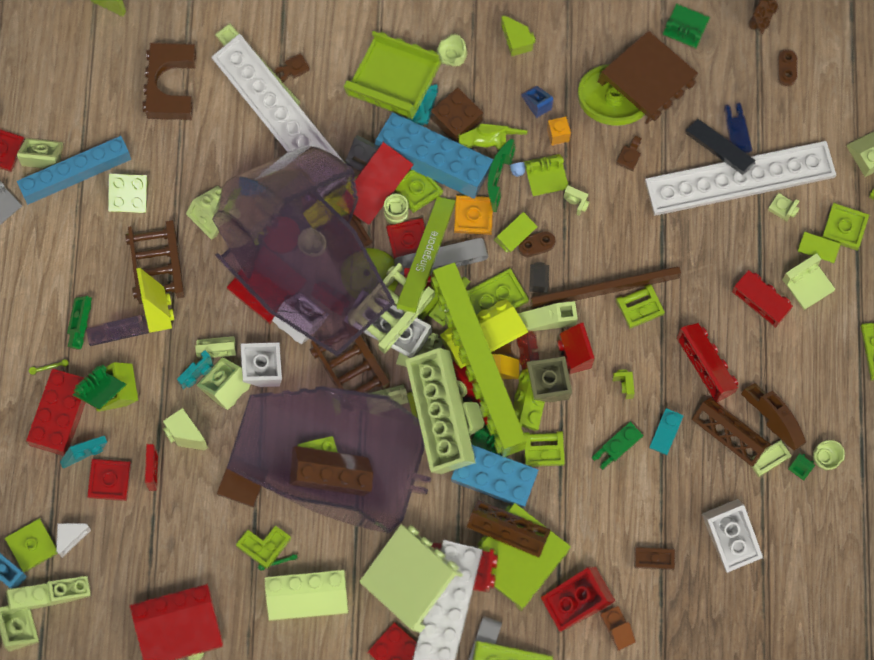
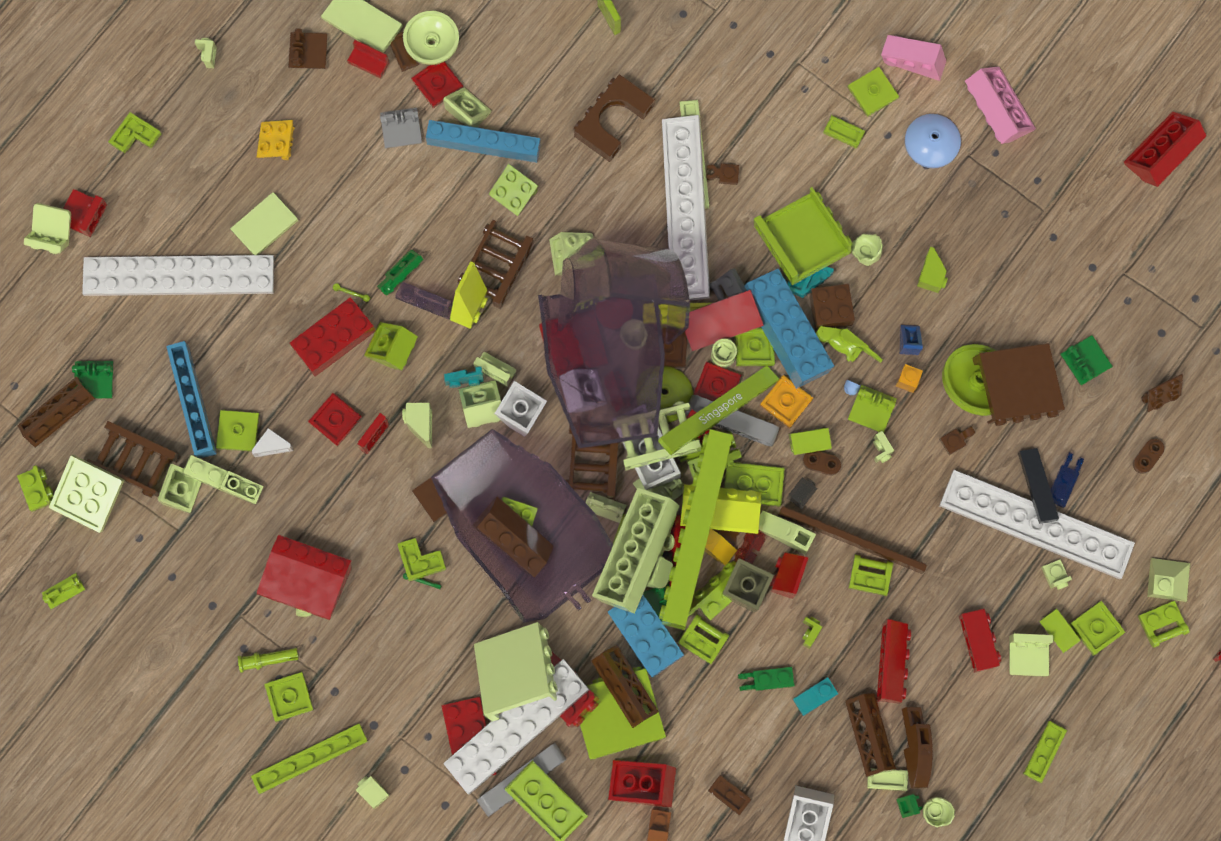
camera: 35 degrees right, 5 degrees up
(83, 450) = (327, 381): teal wing -> none
(98, 387) = (374, 340): green hinge -> none
(306, 595) = (424, 625): yellowish green slope -> none
(504, 156) = (848, 369): green slope -> none

